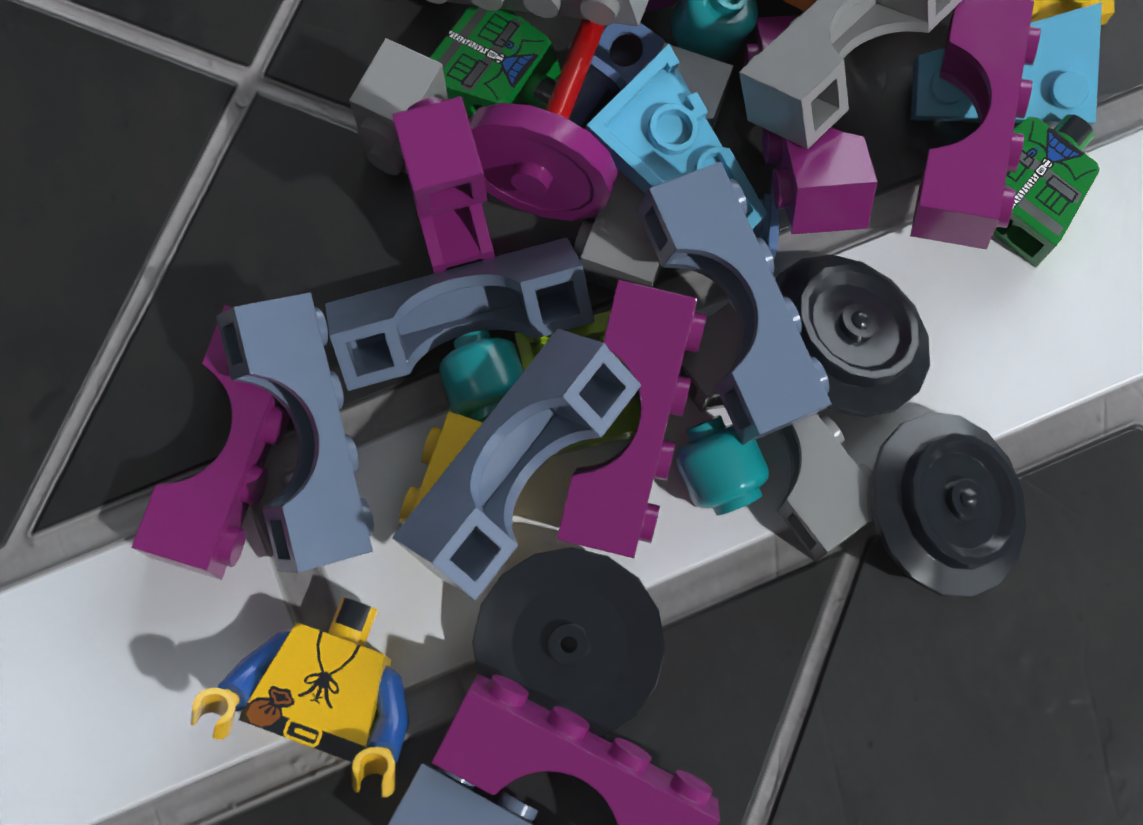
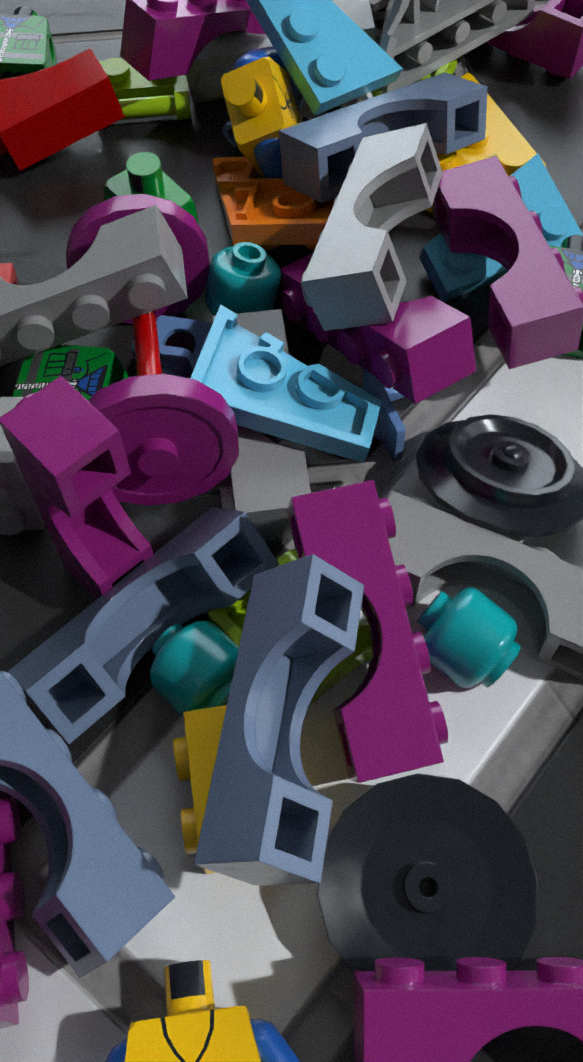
camera: 25 degrees left, 15 degrees down
(704, 228) = (342, 427): sand blue arch -> none

